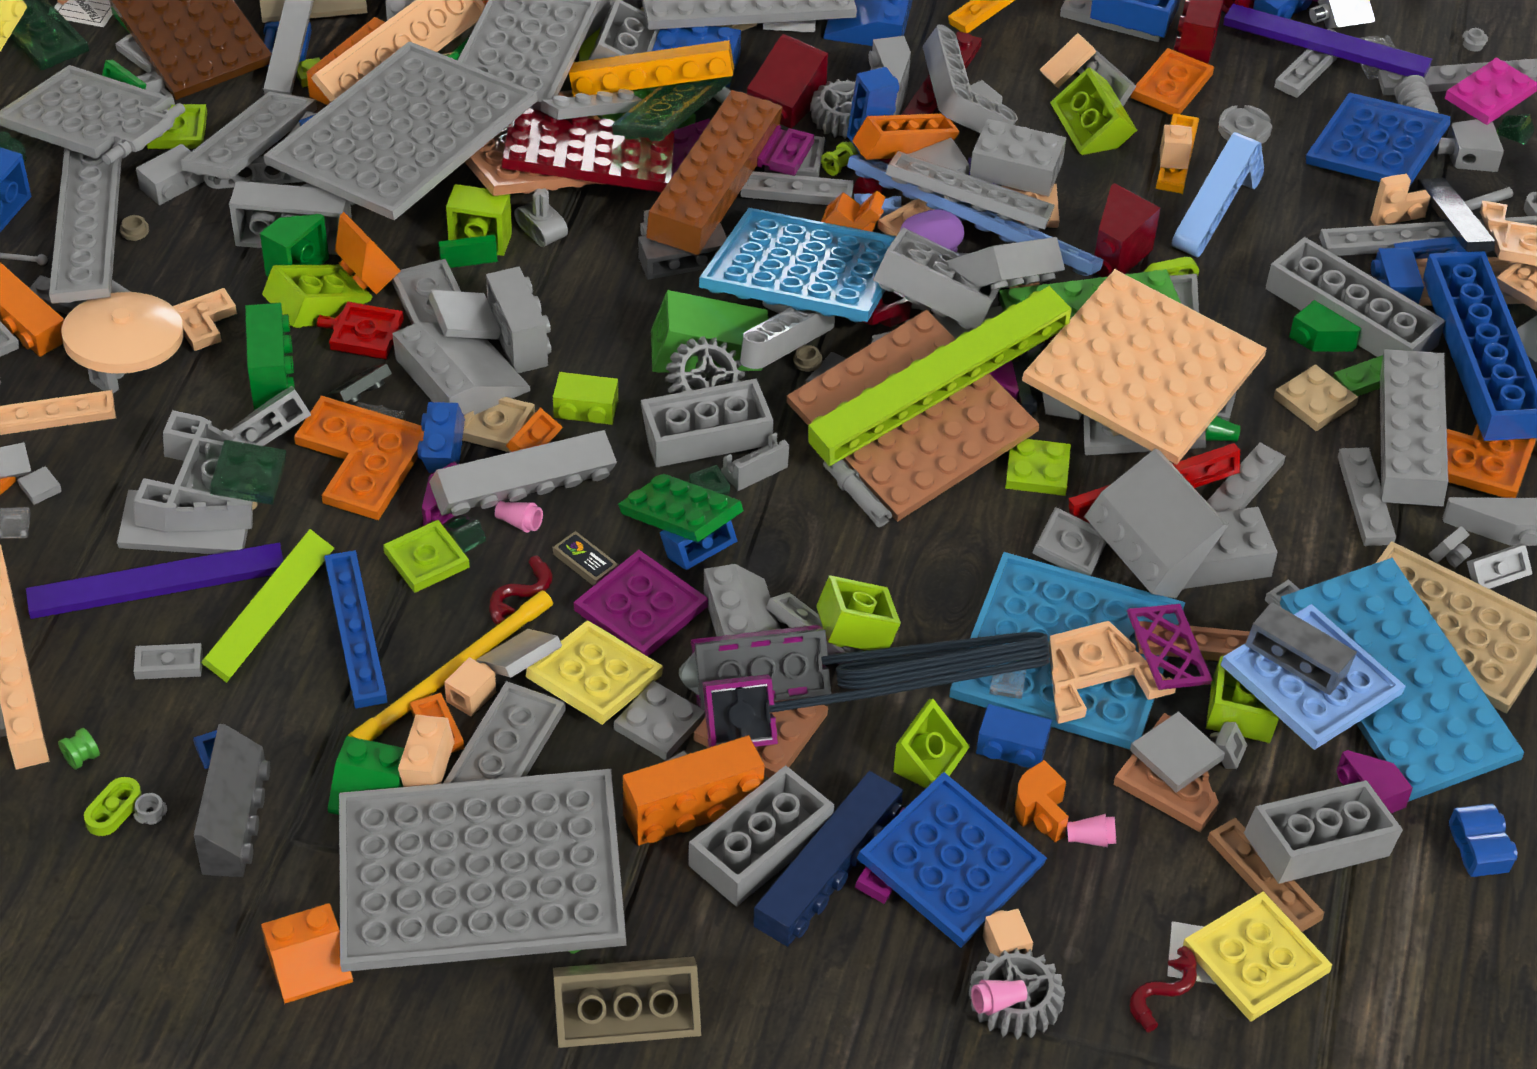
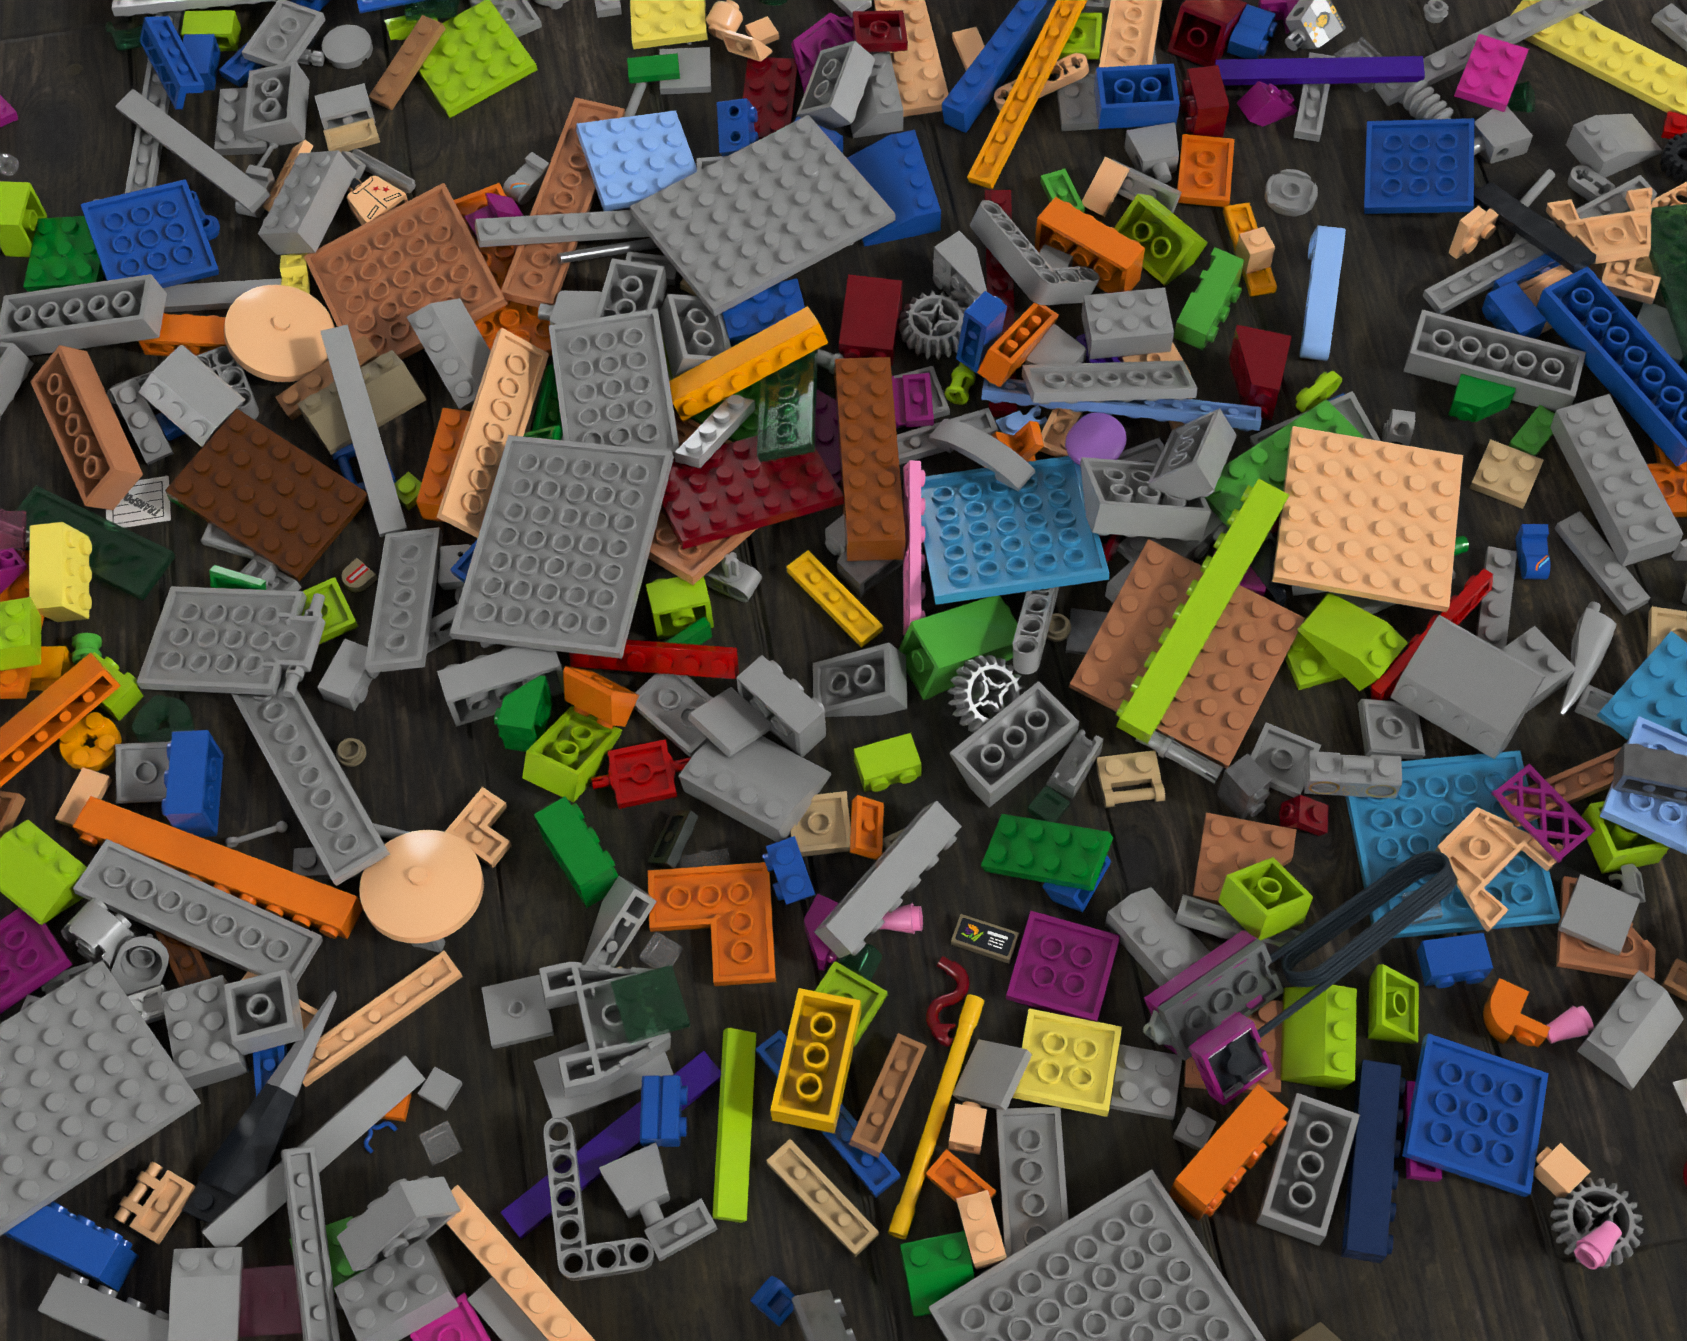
camera: 20 degrees left, 15 degrees up
(75, 634) = (575, 1214): none -> light grey beam
(138, 456) = (516, 1012): none -> light grey plate
(157, 611) = (639, 1183): none -> light grey torso
(210, 564) = (661, 1111): none -> blue brick
(224, 113) = (358, 576): none -> dark tan tile
(297, 462) = (660, 951): none -> clear tile
(307, 687) = (822, 1197): none -> tan plate
(365, 573) = (816, 1060): none -> yellow brick
(415, 631) = (887, 1095): none -> medium nougat plate
(431, 245) = (667, 659): none -> red plate
(604, 334) = (862, 682): none -> light grey slope
(621, 268) = (834, 598): none -> yellow plate
(717, 233) = (913, 560): none -> bright pink plate
(800, 492) = (1127, 771): none -> tan plate
(826, 203) = (983, 449): none -> light grey slope
(842, 743) = (1320, 1038): none -> lime slope
(865, 566) = (1235, 844): none -> nougat plate
(896, 527) = (1245, 787): none -> flat silver brick
(945, 577) = (1304, 814): none -> dark red bracket
(950, 529) = (1283, 758): none -> light grey plate
(1004, 553) = (1352, 775): none -> light grey piece
(1022, 88) = (1091, 245): none -> orange brick
(1026, 57) = (1060, 185): none -> bright green plate
(1073, 456) = (1352, 639): none -> lime slope
(1120, 163) = (1210, 300): none -> bright green wedge
(1134, 50) = (1154, 150): none -> light grey torso
(1153, 857) = (1633, 1030): none -> light grey slope
(1228, 313) = (1399, 427): none -> light grey leg
(1261, 52) = (1266, 104): none -> magenta slope
(1301, 459) = (1533, 551): none -> blue leg
(1311, 547) = (1588, 649): none -> light grey piece

